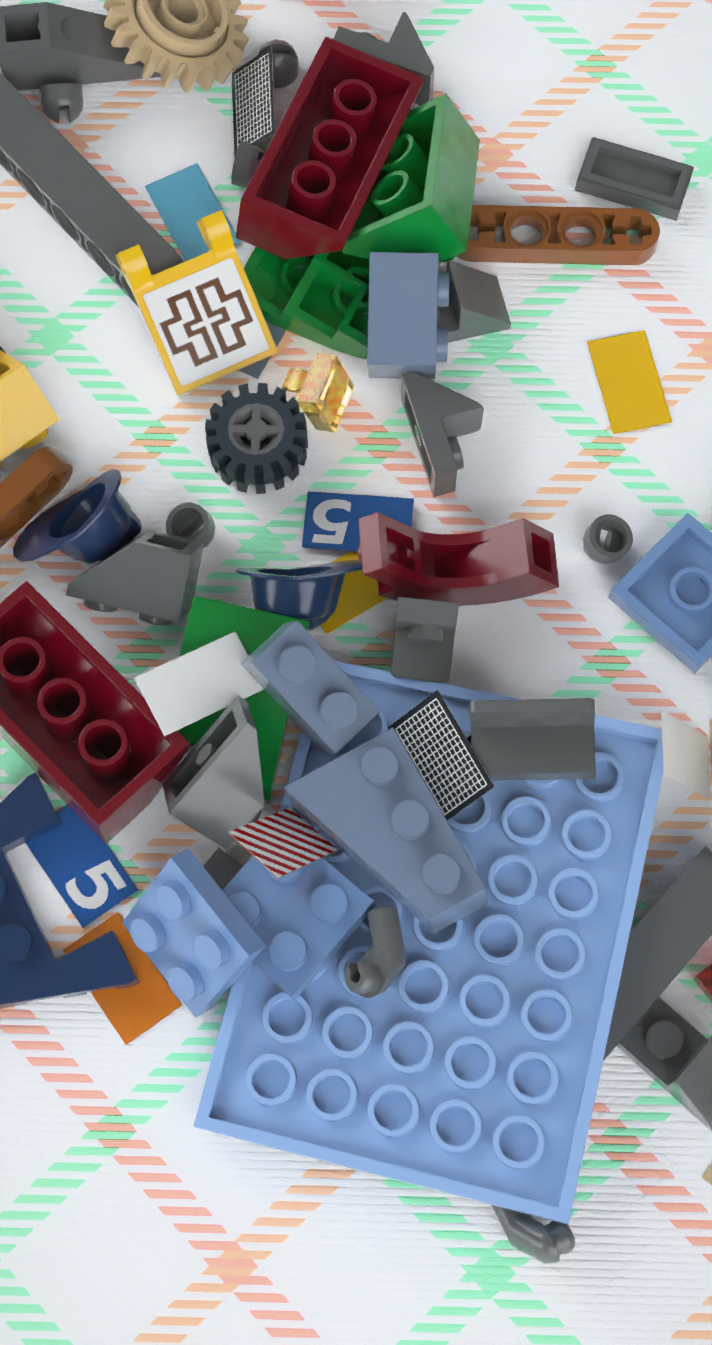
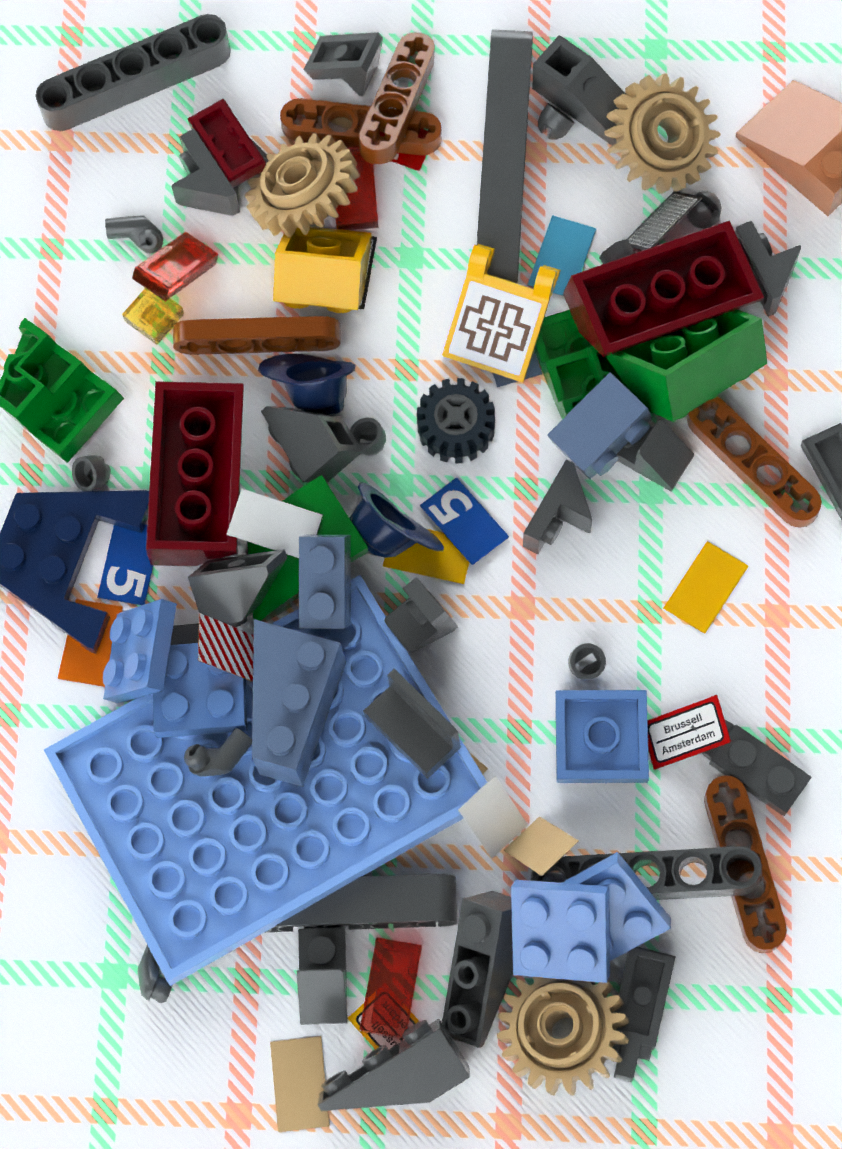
camera: 50 degrees right, 0 degrees up
(321, 391) = (518, 427): clear yellow tile -> none
(442, 755) = (359, 686): black sticker -> none
(458, 568) = (481, 593): dark red arch -> none

